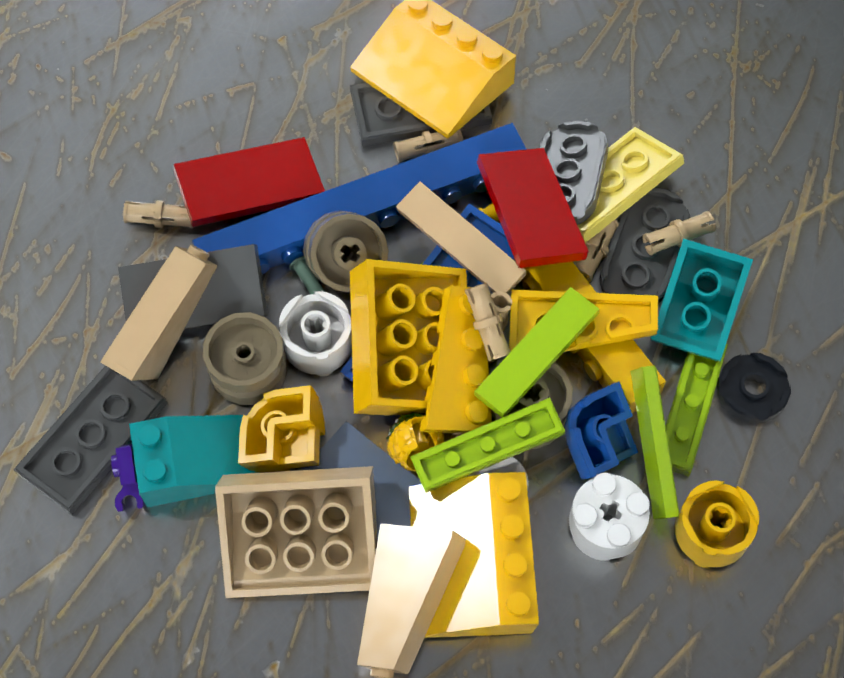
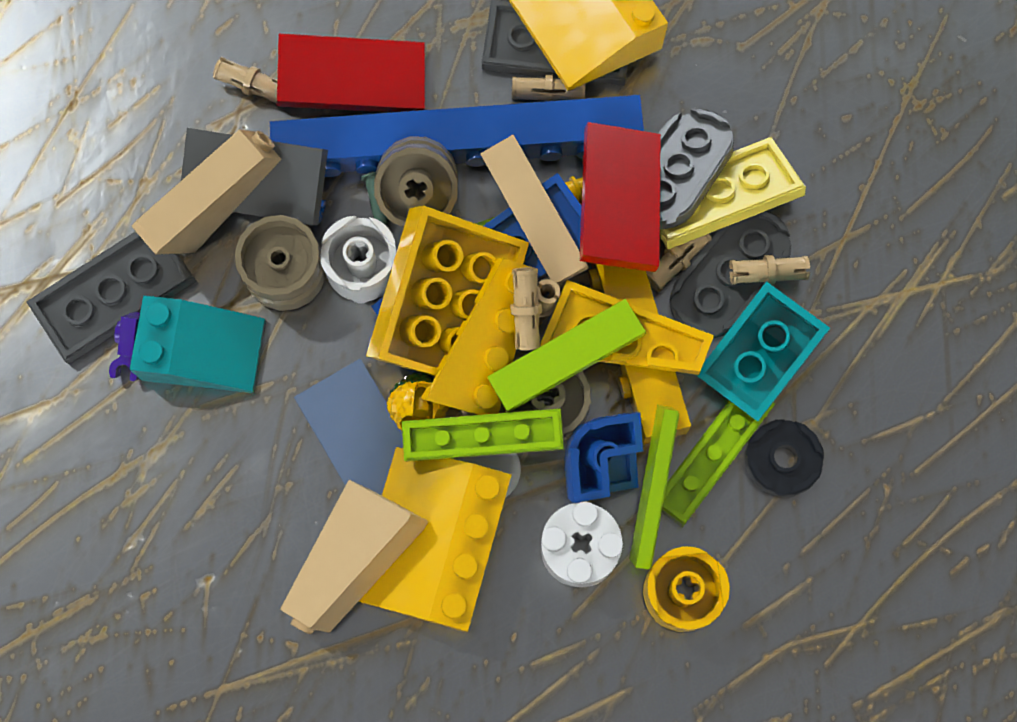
camera: 20 degrees right, 10 degrees up
(282, 431) = (291, 350): yellow brick -> none
(297, 531) = (270, 454): tan slope -> none

